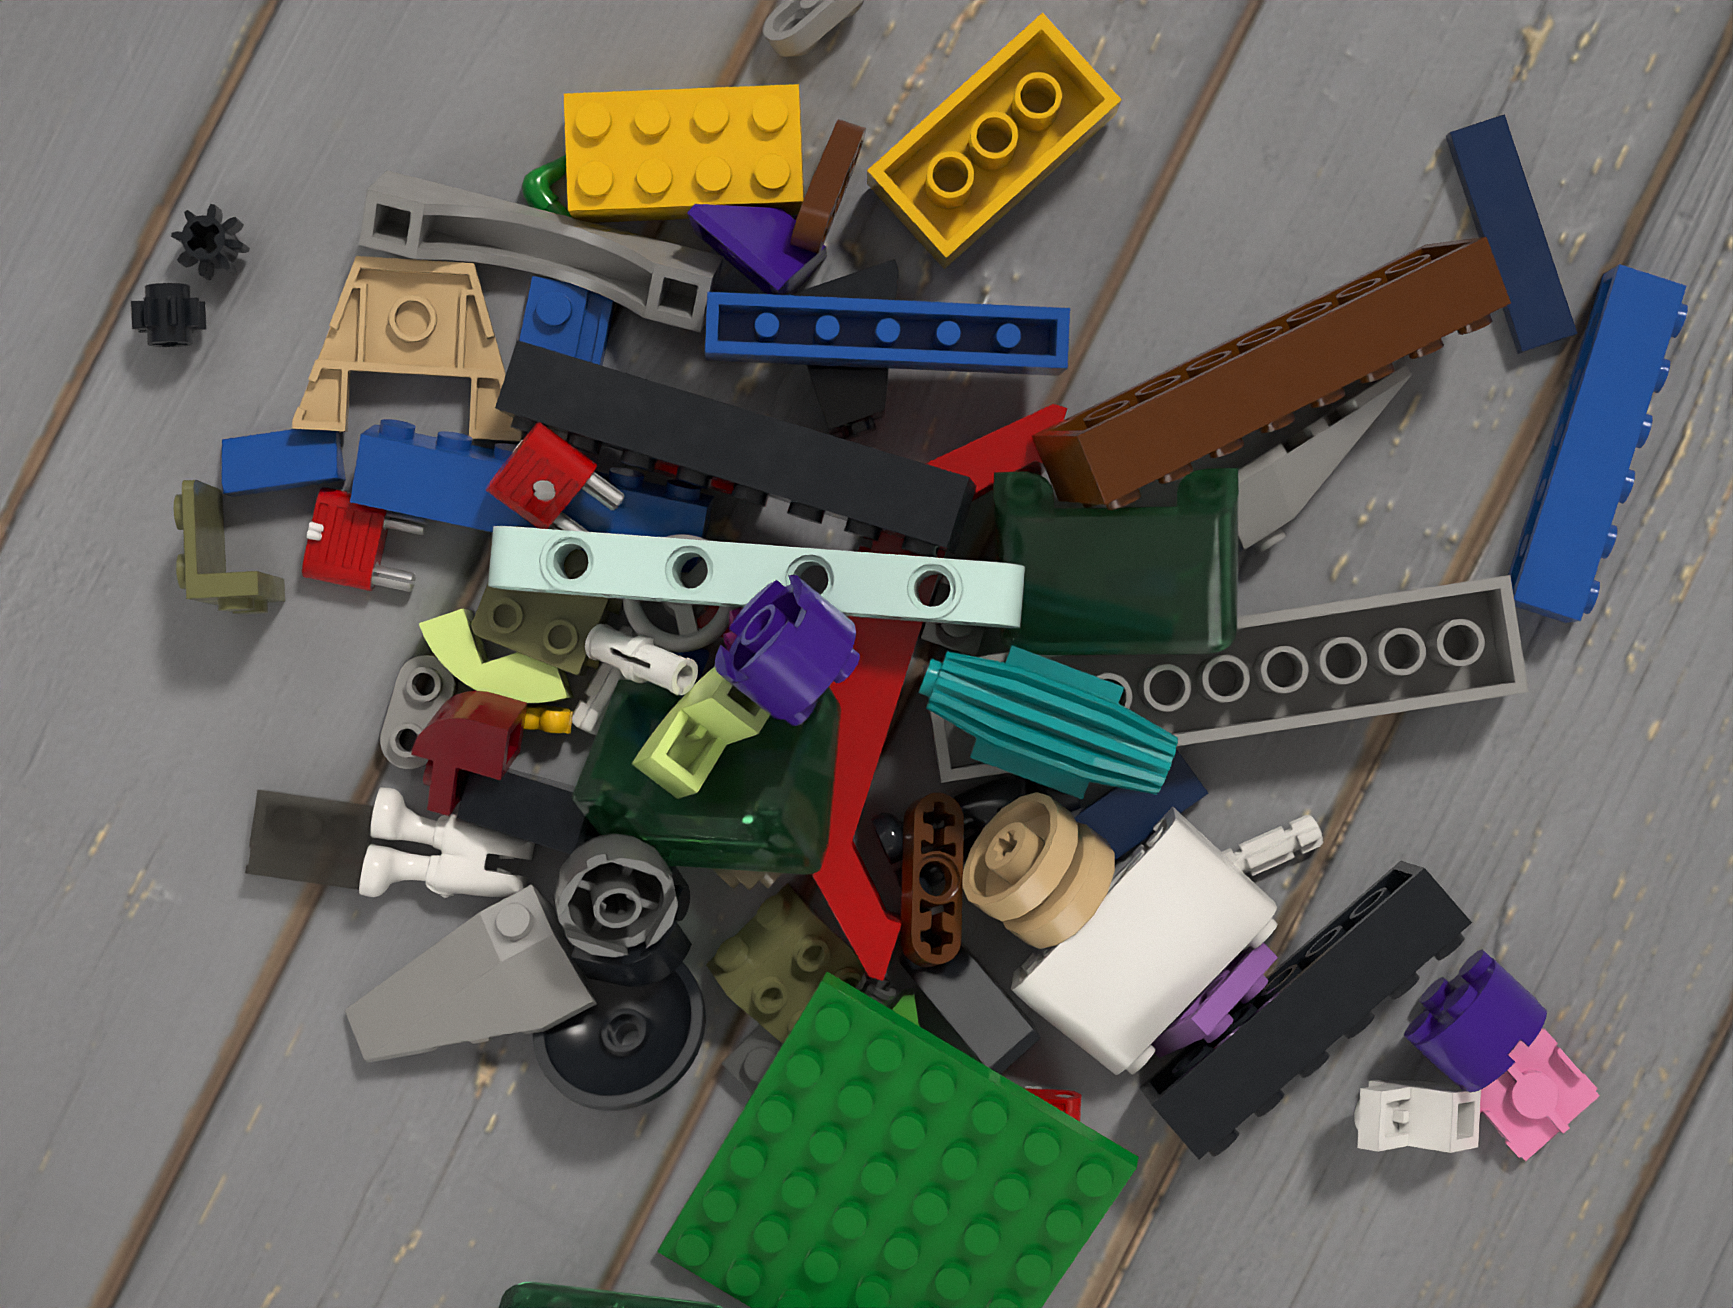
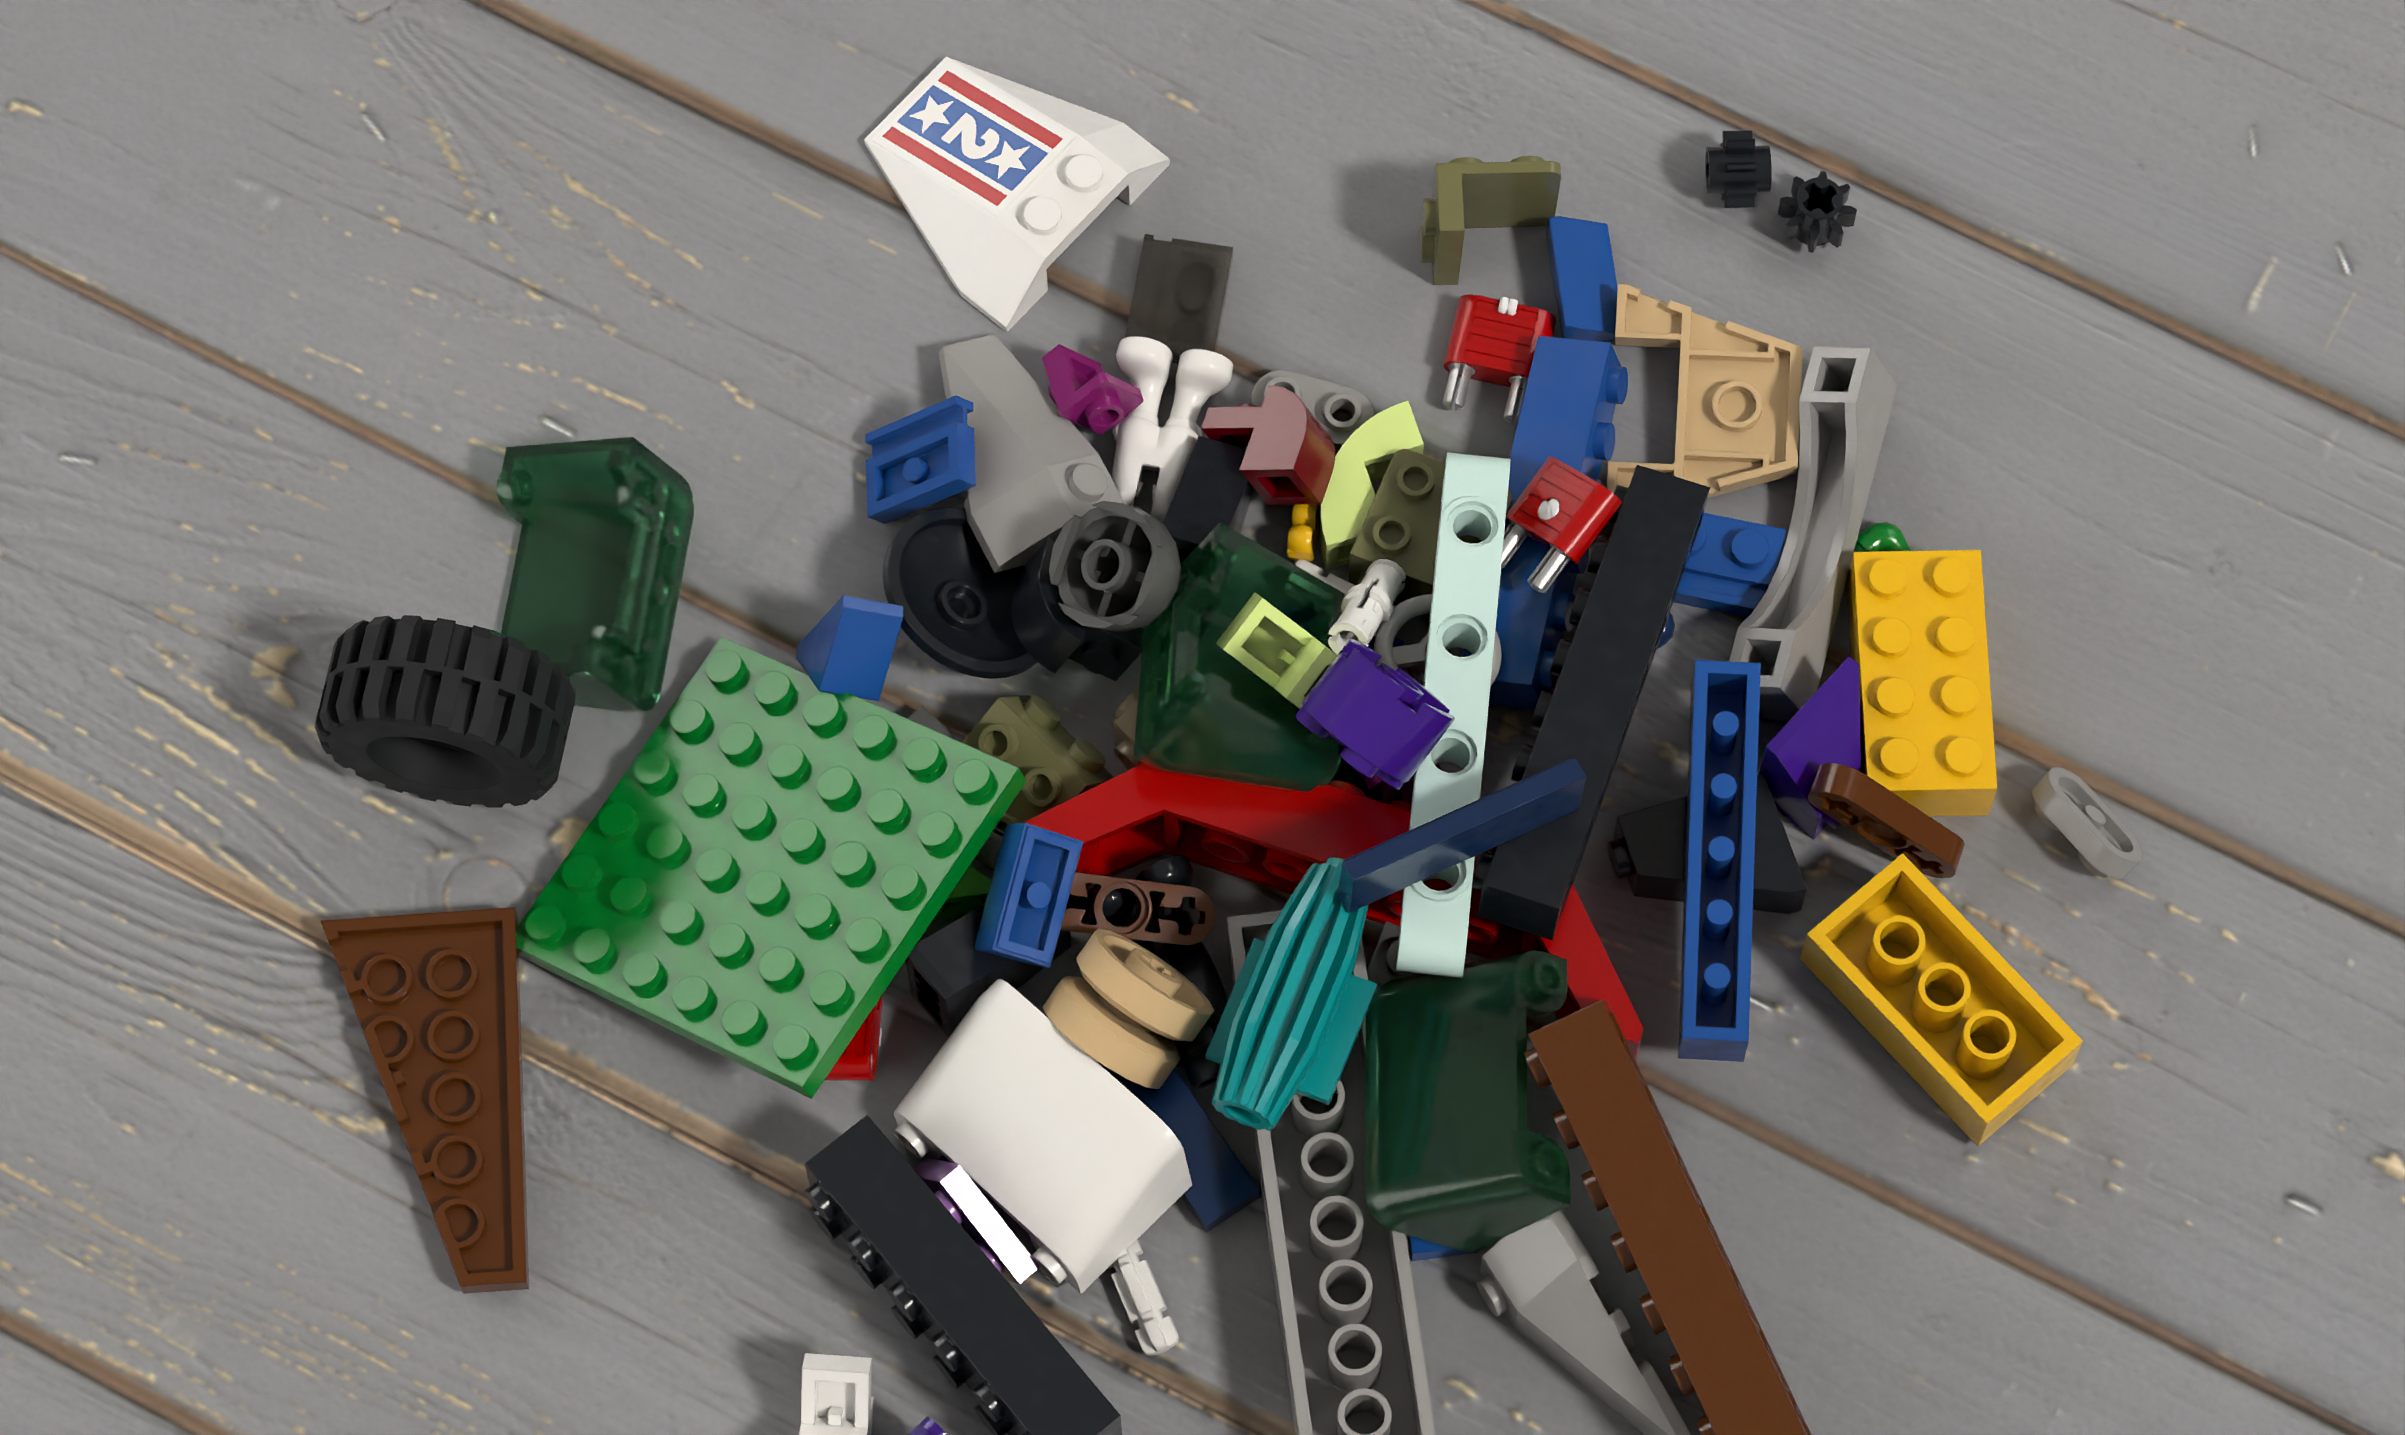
camera: 85 degrees right, 20 degrees down
(183, 1004) = (1004, 179): none -> white wedge
(409, 926) = (1086, 392): none -> magenta bracket
(484, 1076) = (920, 460): none -> blue plate
(687, 1135) = (852, 647): none -> blue slope
(907, 567) = (1461, 834): none -> dark blue tile
(938, 966) = (1028, 894): none -> blue slope

